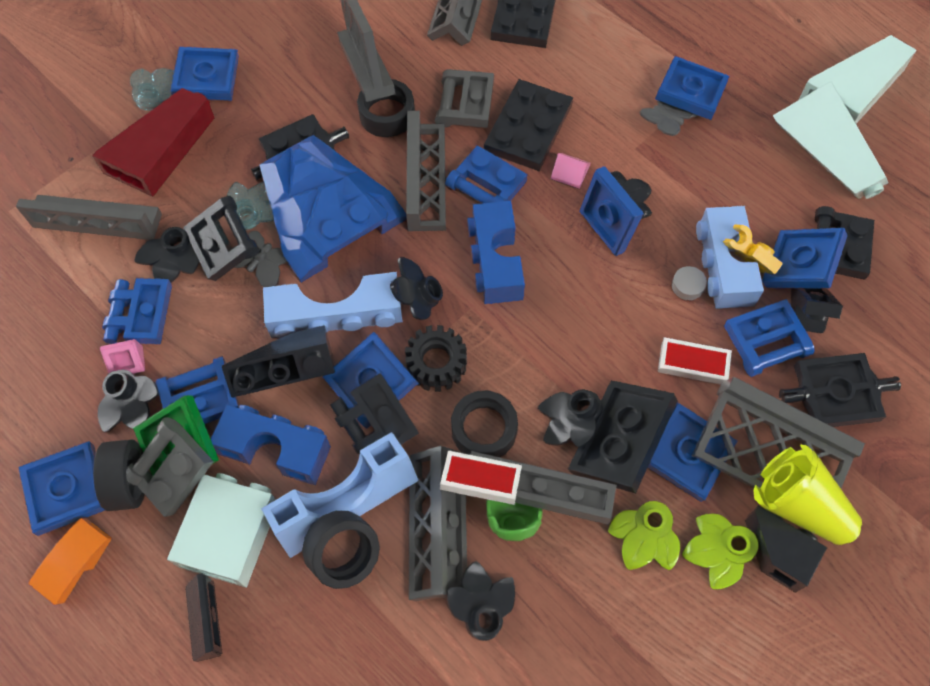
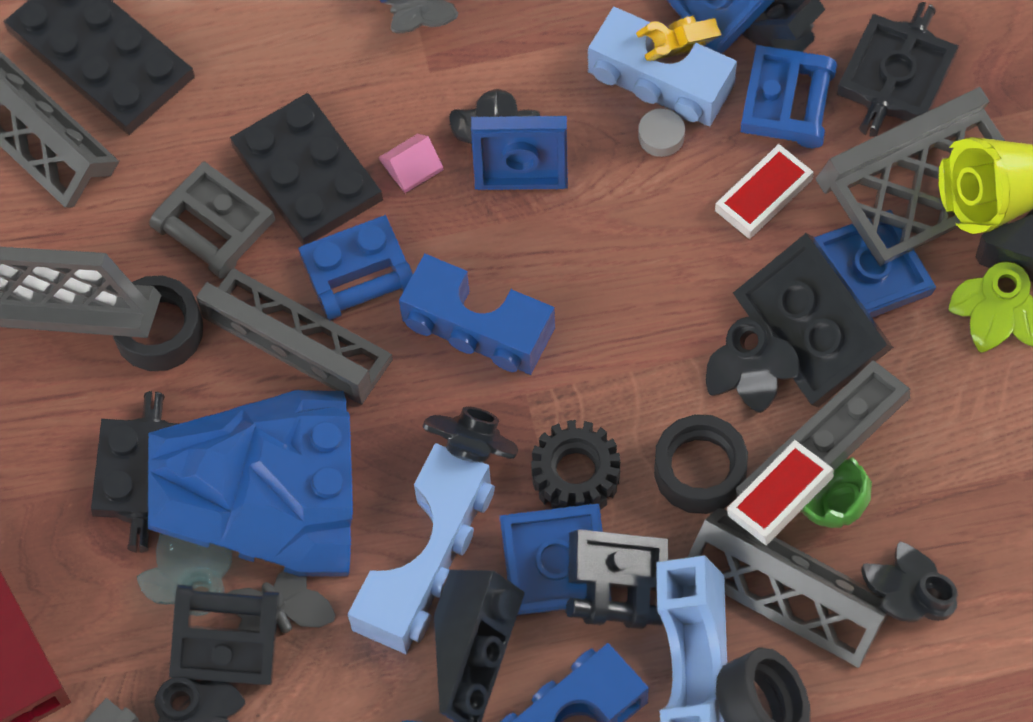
camera: 55 degrees left, 0 degrees up
(644, 542) = (945, 377): lime plate -> none

